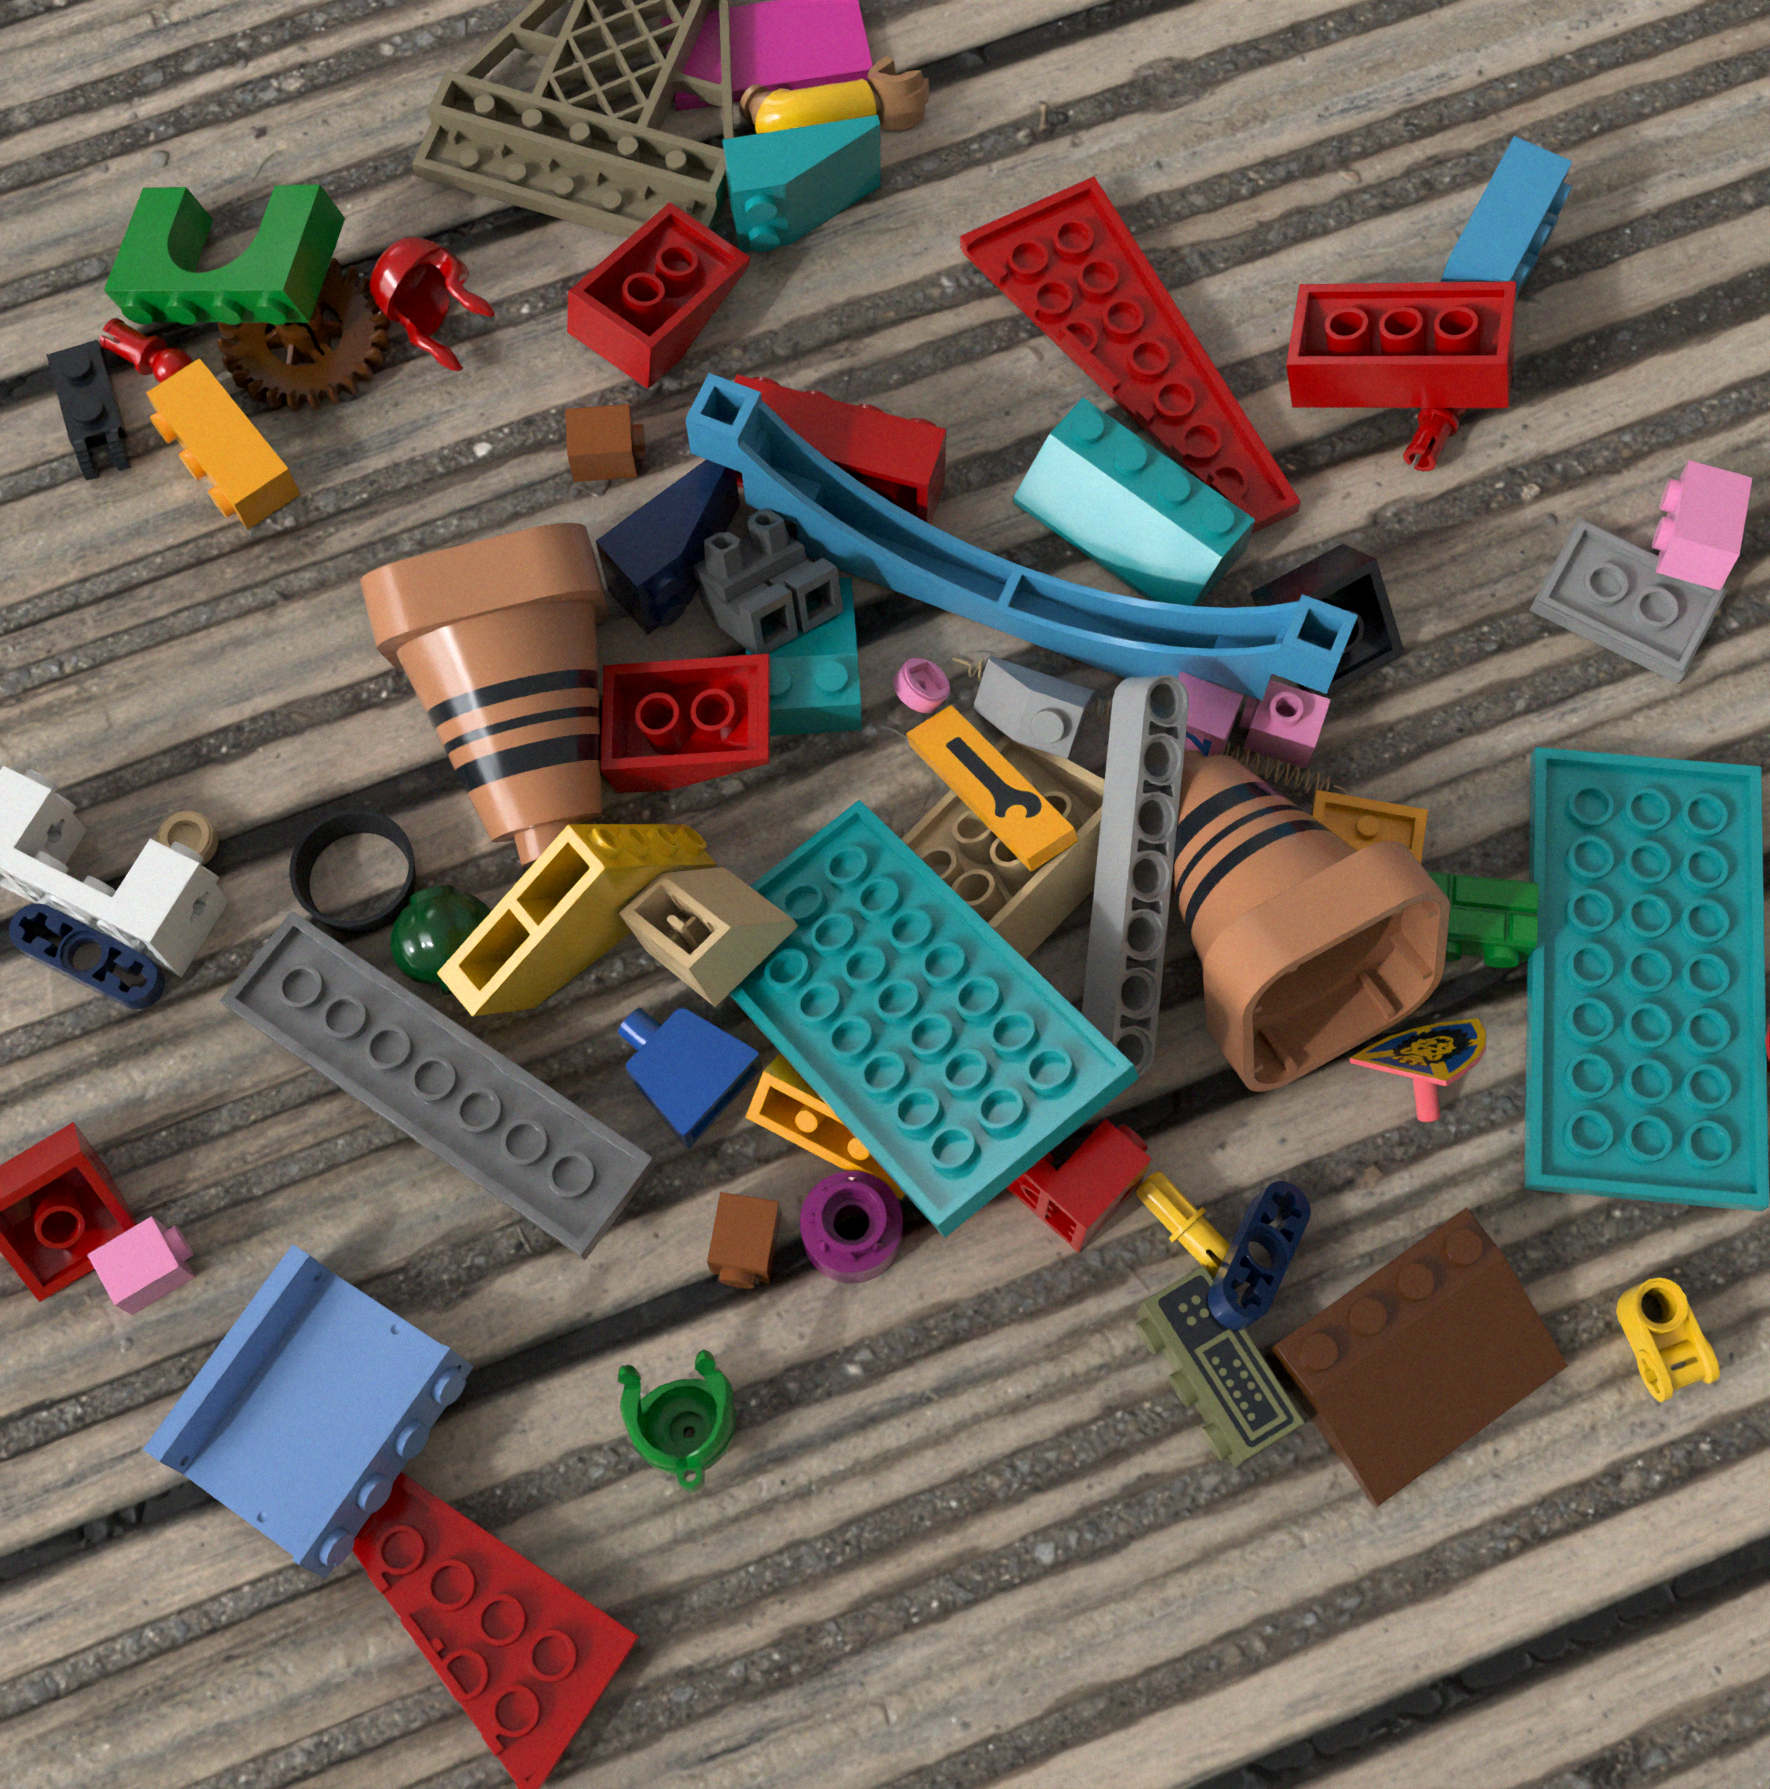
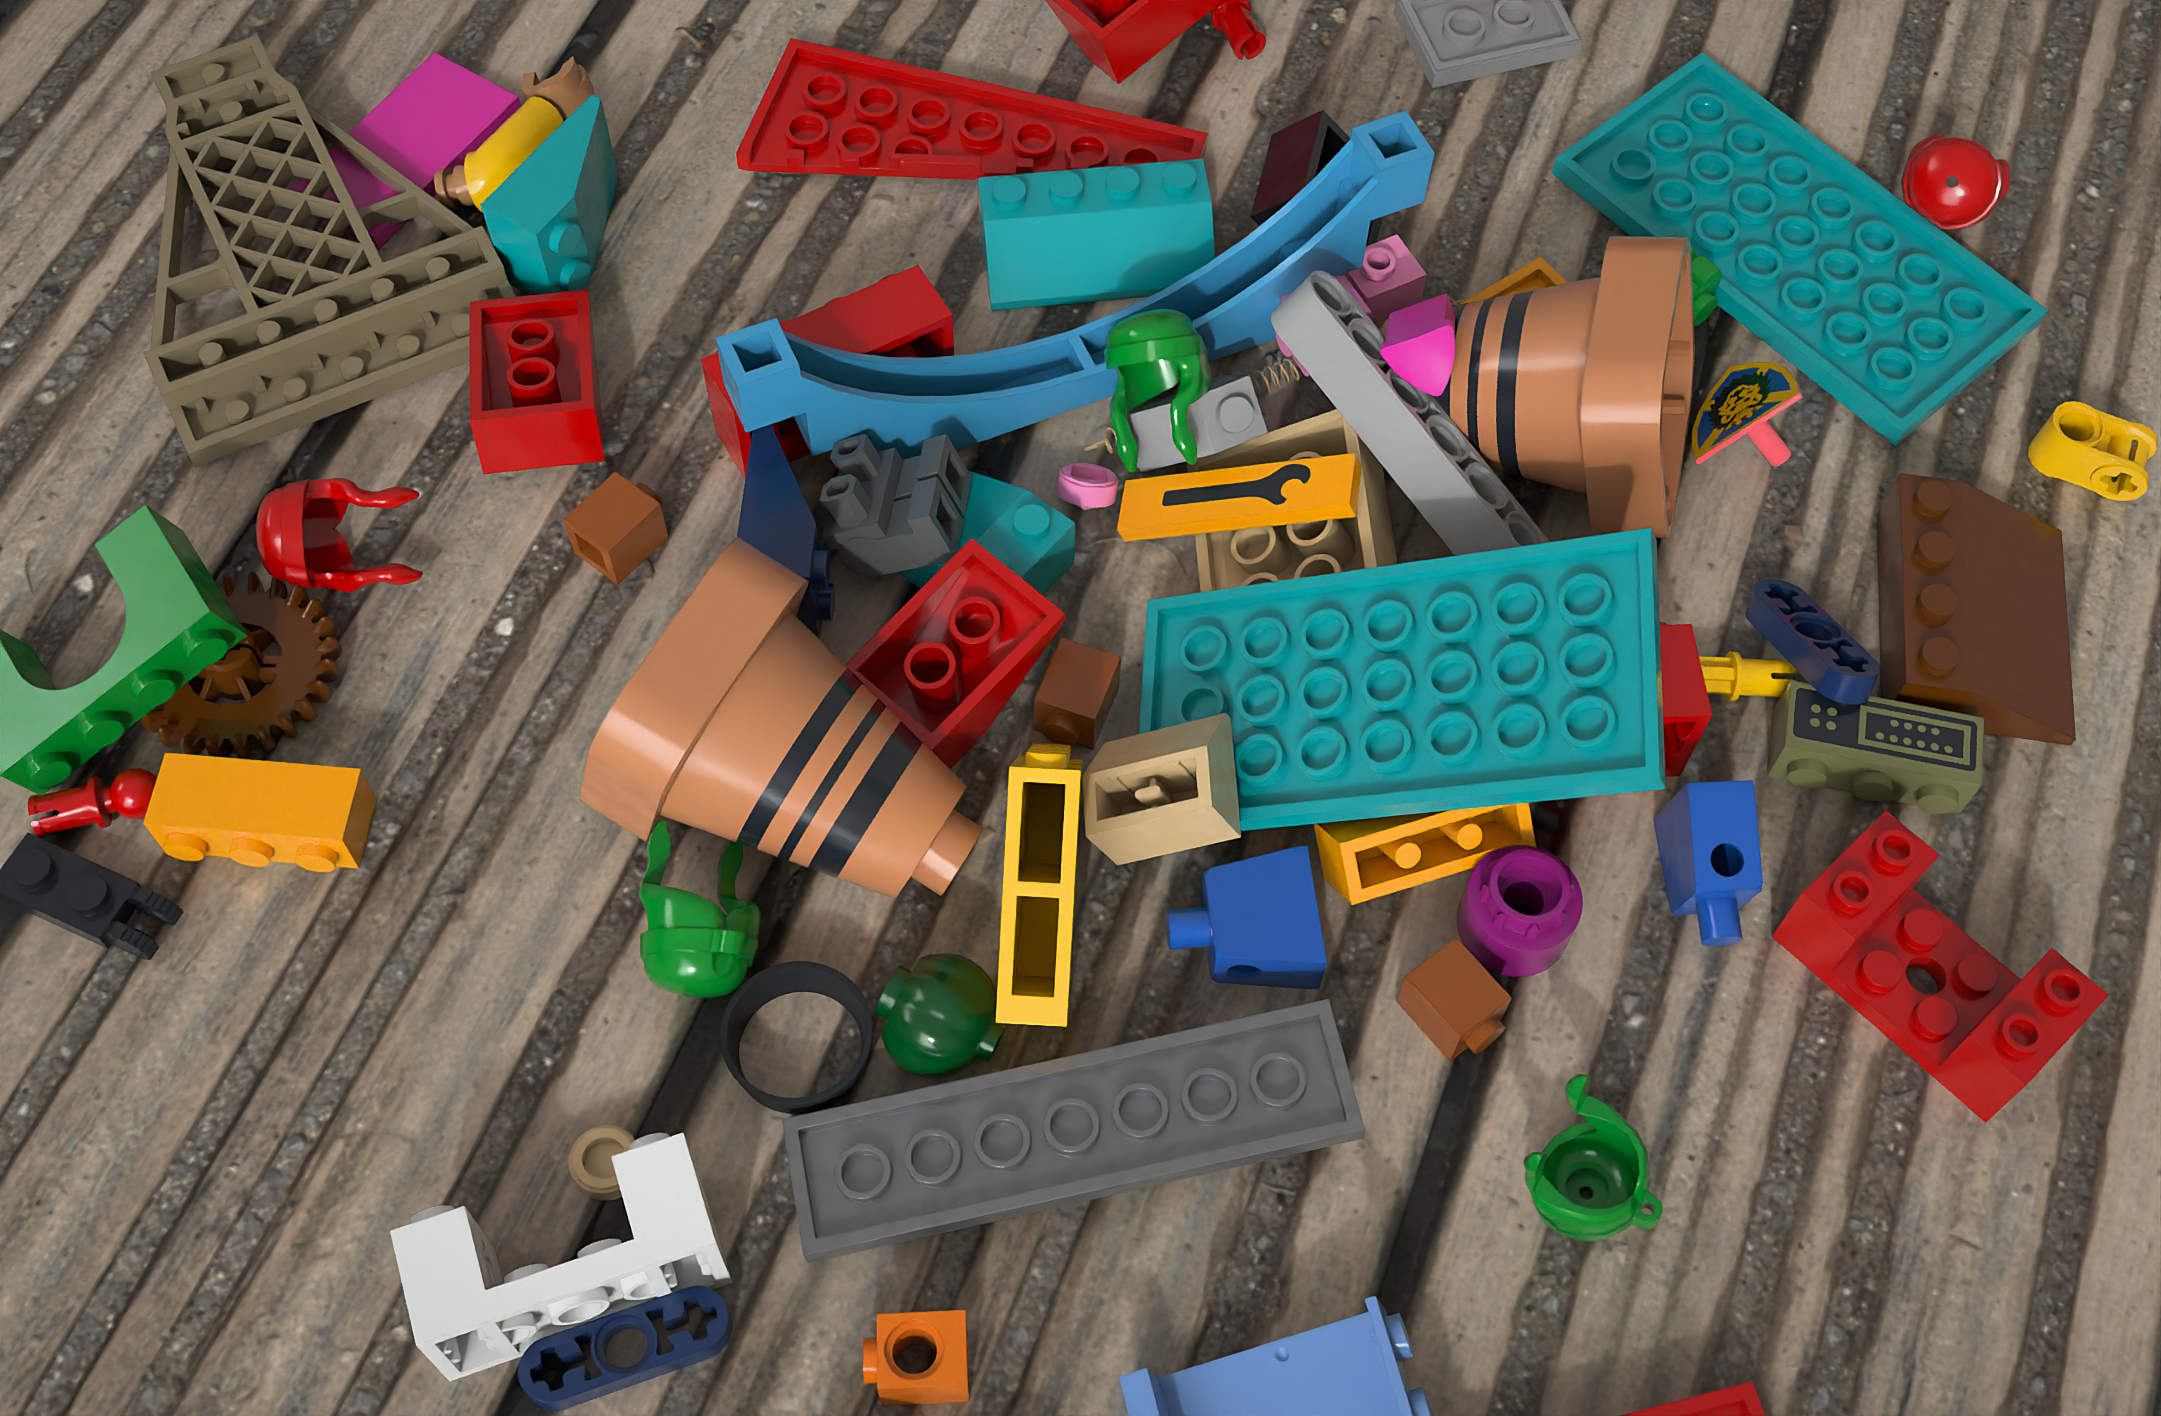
camera: 50 degrees left, 10 degrees down
(229, 1142) = (947, 1377): none -> orange brick
(343, 751) = (689, 939): none -> green hair
(747, 819) = (1076, 694): none -> dark orange brick
(1025, 1306) = (1711, 855): none -> blue torso
(1035, 633) = (1151, 356): none -> green hair
(1070, 1467) = (1984, 1025): none -> red plate
(1193, 790) = (1422, 344): none -> dark pink tile

